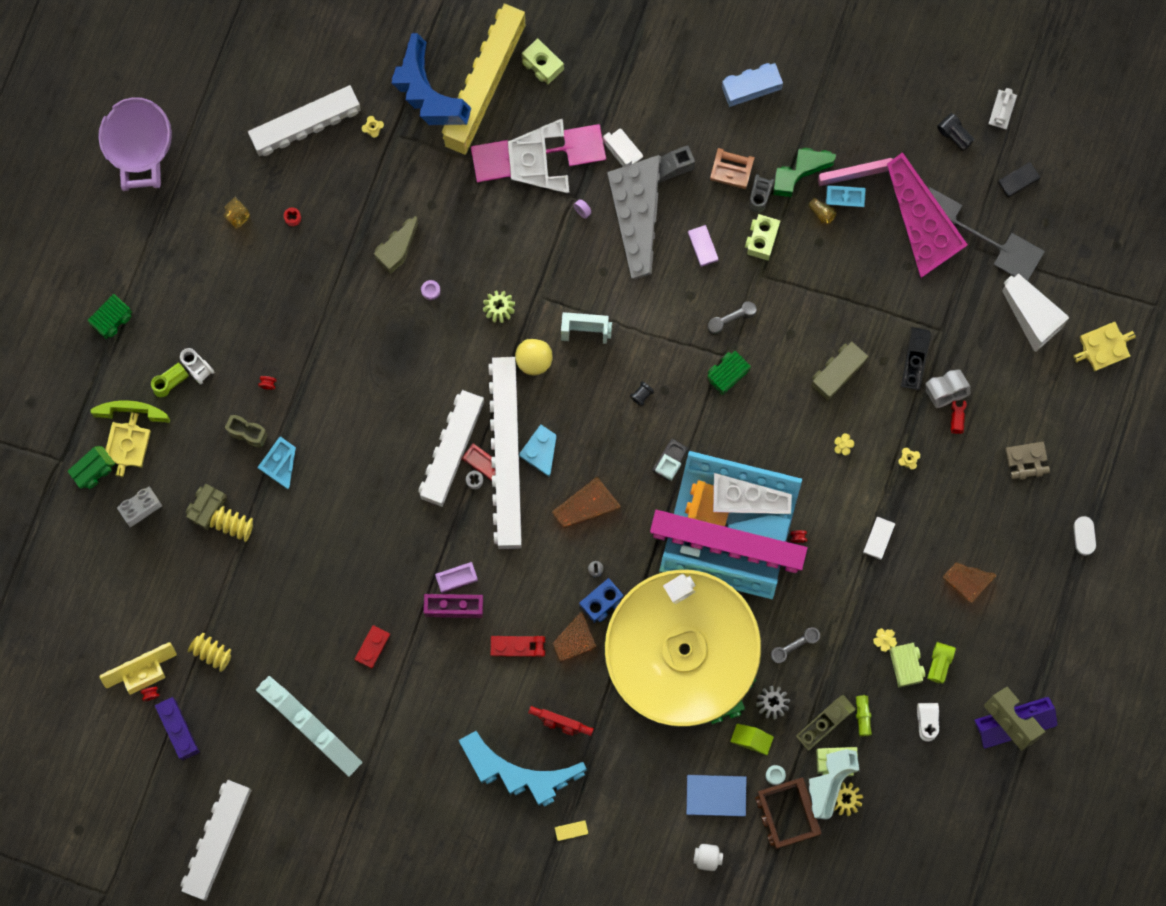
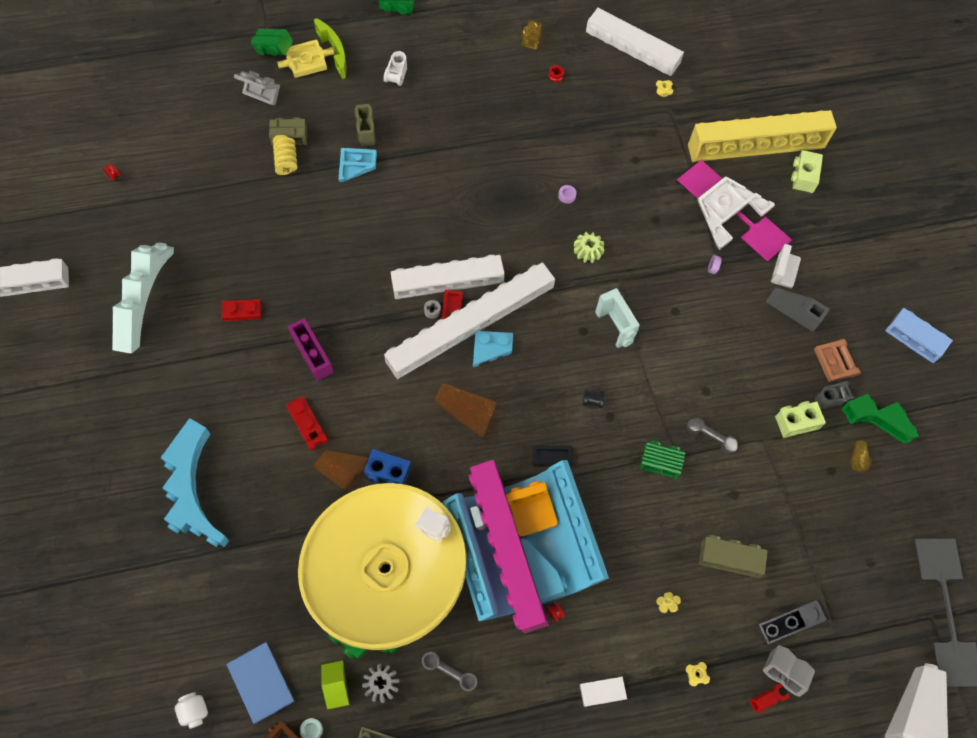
camera: 55 degrees right, 10 degrees down
(140, 671) = (128, 156): light yellow bracket -> none
(170, 378) = (369, 57): lime piece -> none
(177, 728) = (90, 204): dark purple brick -> none
(210, 651) = (168, 194): light yellow piece -> none
(267, 382) = (414, 121): red bush -> none
(395, 250) = (583, 151): olive slope -> none
(412, 78) = (713, 106): blue arch -> none
(456, 577) = (339, 341): lavender tile -> none
(533, 356) = (565, 294): light yellow helmet -> none
(567, 725) = (252, 499): red plate -> none
(571, 830) = (159, 566): light yellow window -> none
(591, 569) = (417, 452): light grey hinge -> none
(636, 208) = (745, 304): light grey wing -> none
(668, 467) = (543, 456): light aqua tile -> none
(703, 246) = (755, 376): tile -> none
(746, 497) = (557, 535): white wing -> none
(845, 196) = (890, 467): medium azure hinge -> none
(853, 172) = (916, 464): bright pink tile -> none
(926, 223) = (922, 555): dark pink wing -> none

